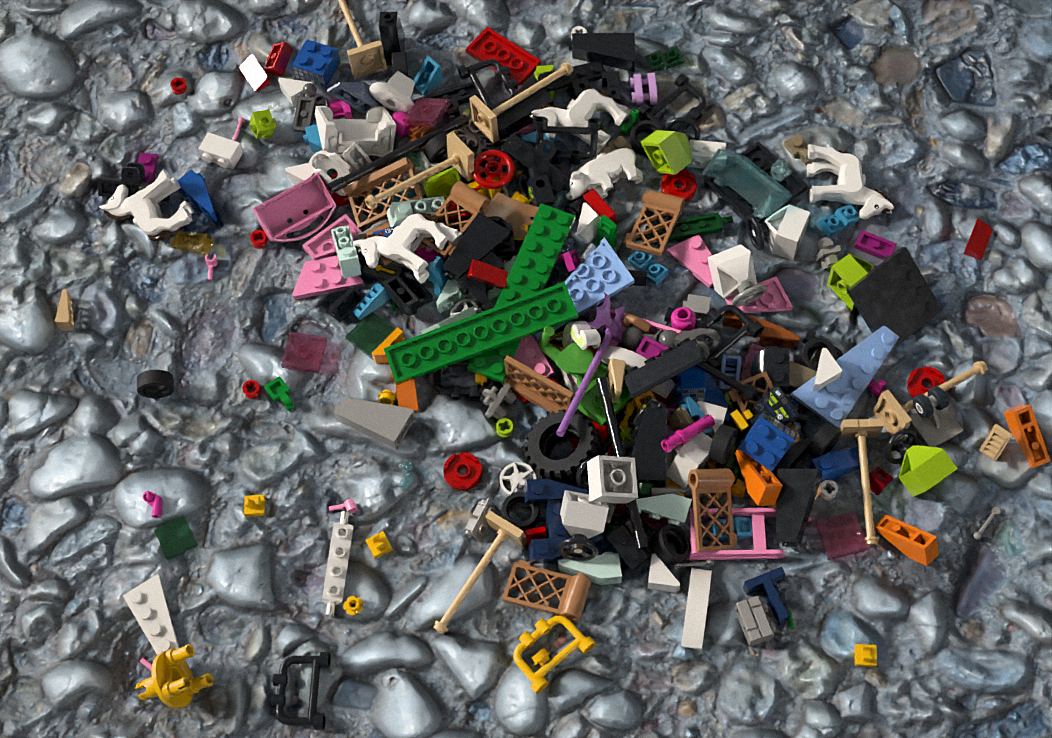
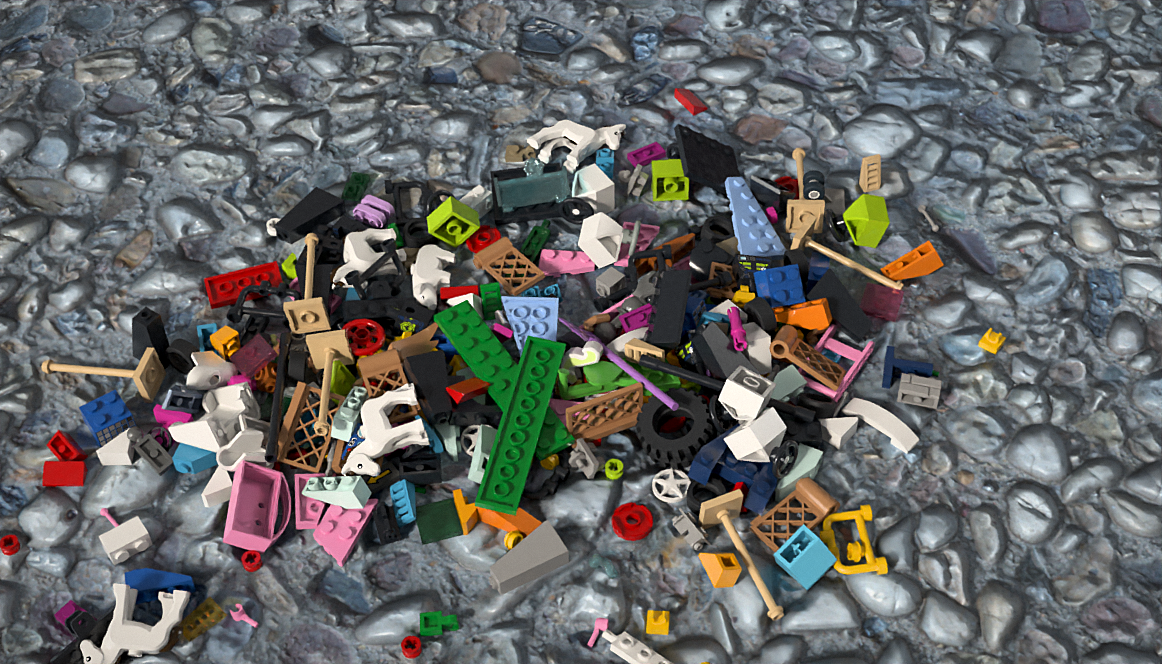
camera: 60 degrees left, 15 degrees down
(262, 124) = (132, 491): lime brick -> none
(304, 352) = (409, 582): clear pink plate -> none
(426, 84) = (225, 342): none -> light orange slope
(454, 560) = (721, 568): none -> light orange slope
(502, 619) = (805, 557): none -> medium azure slope
(683, 319) = (618, 291): dark pink head -> none
(827, 370) = (741, 223): white slope -> none
(879, 480) = (851, 254): dark red slope -> none
(902, 372) = (770, 193): none -> black slope
(1027, 434) = (863, 148): orange slope -> none

